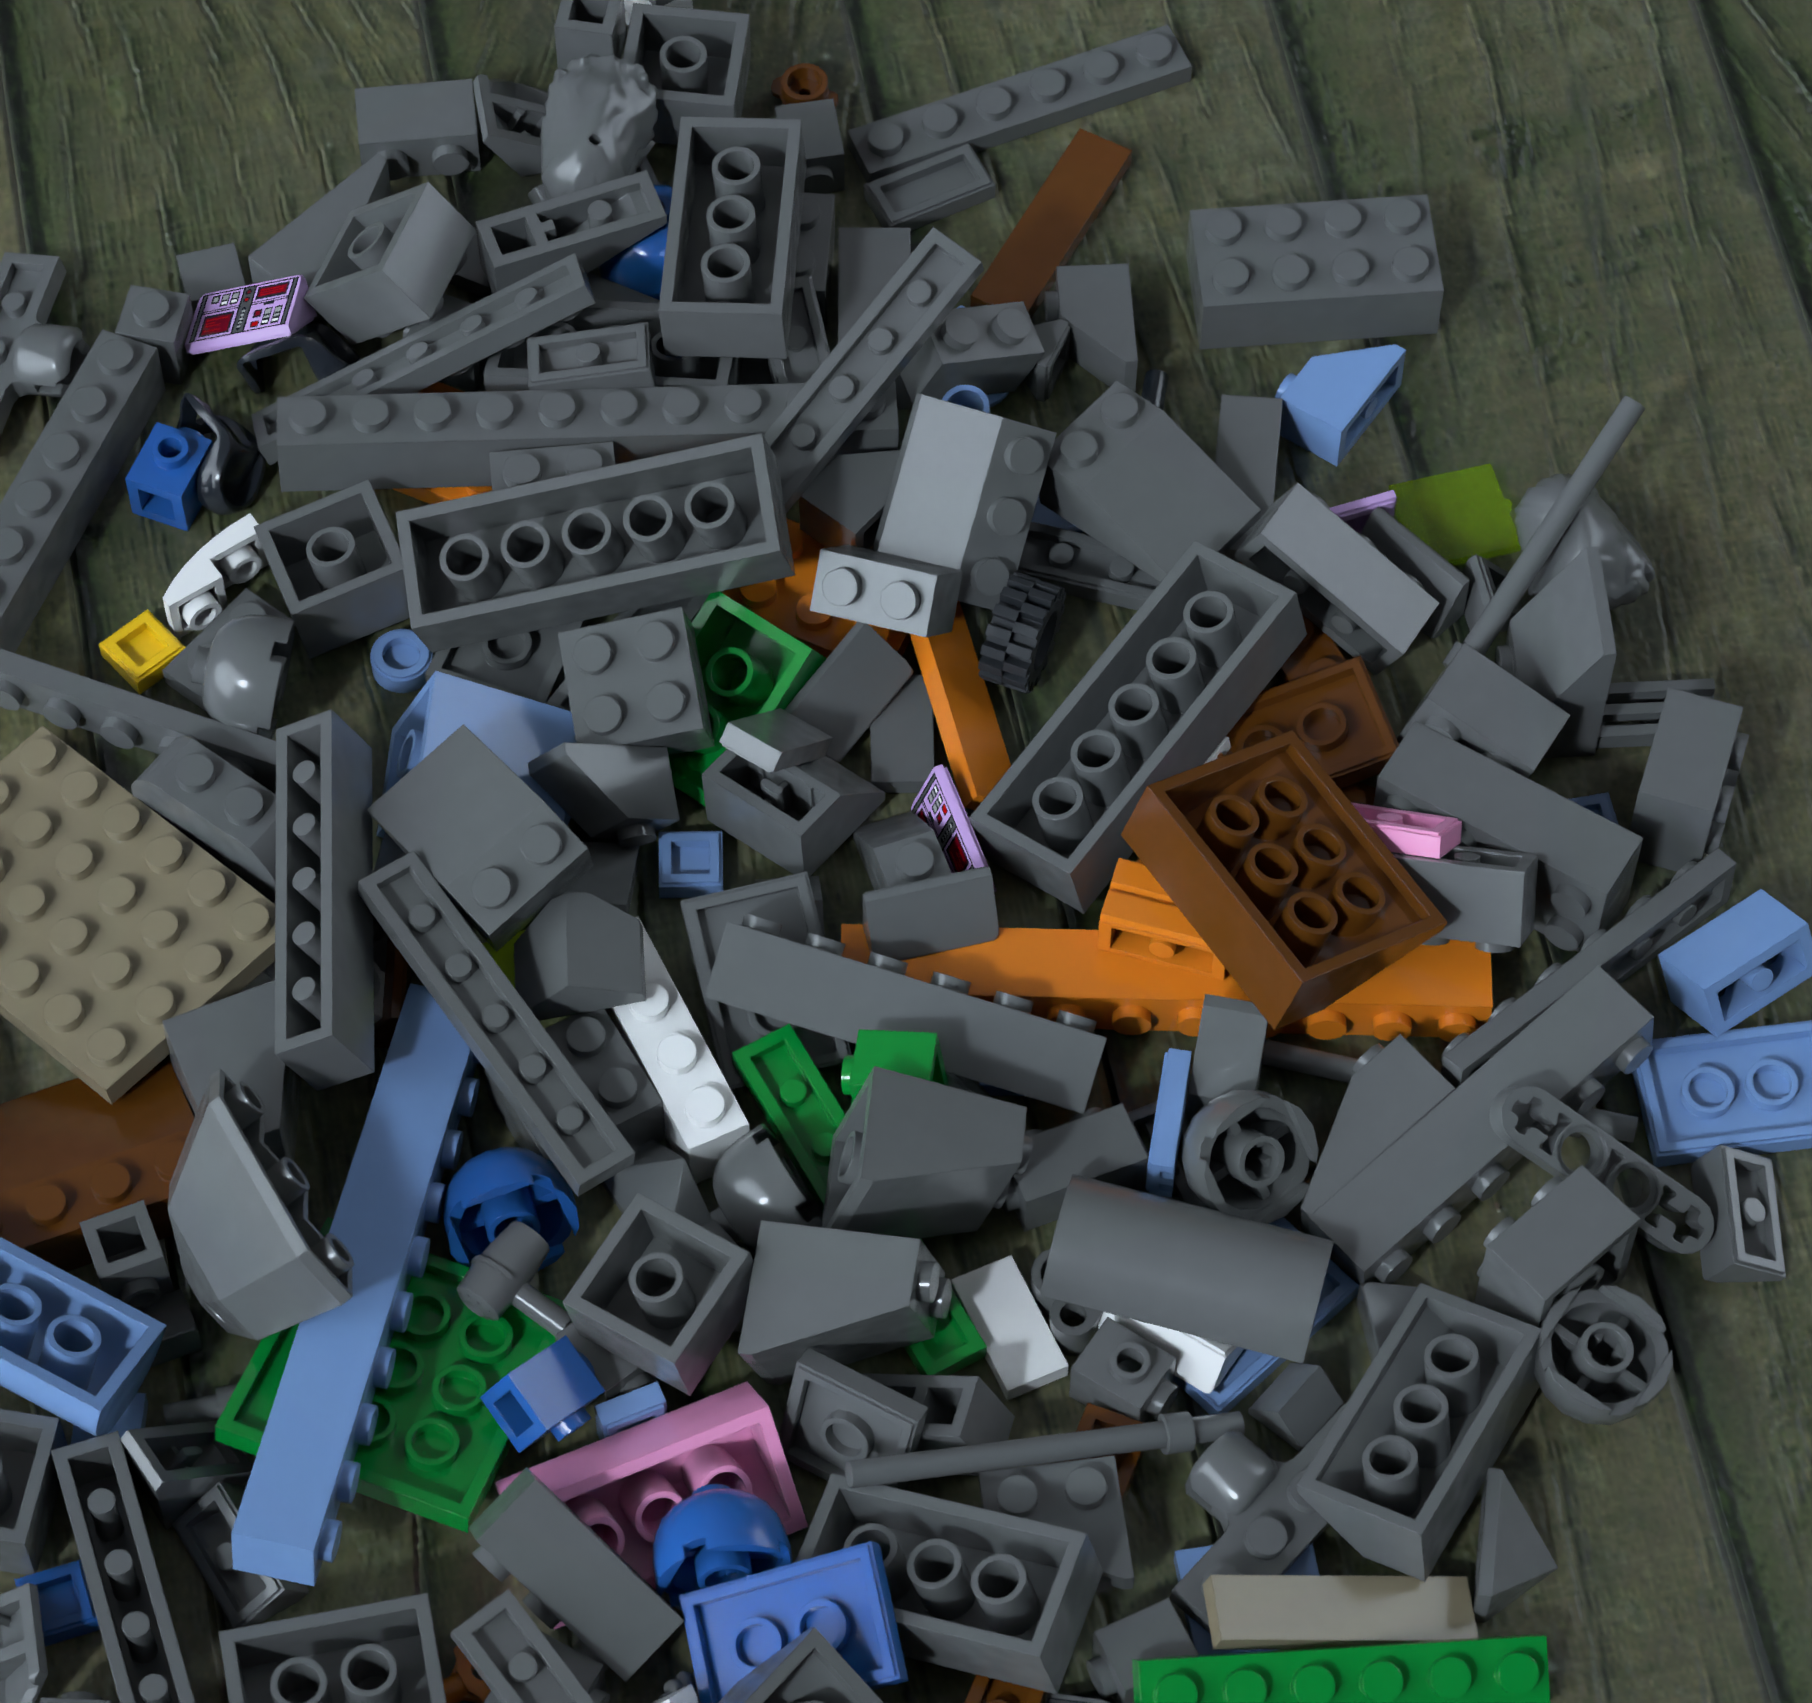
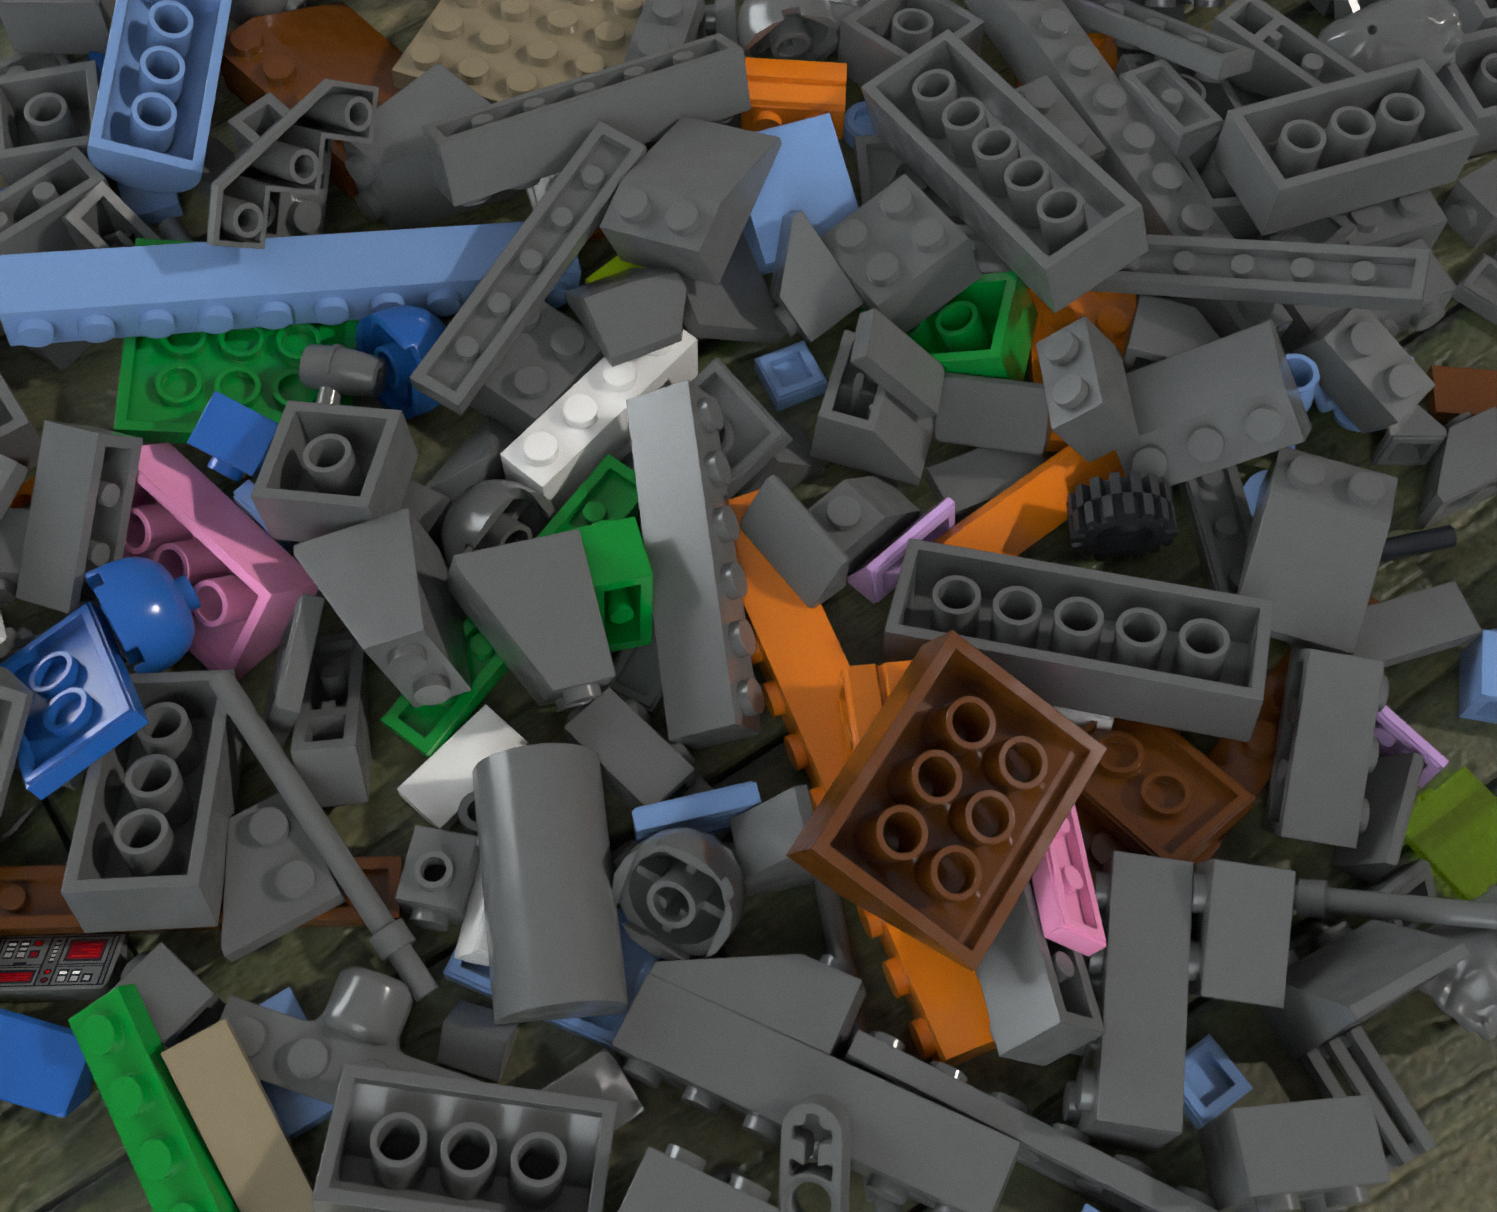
camera: 65 degrees right, 5 degrees up
(355, 685) = (794, 91): none -> orange brick

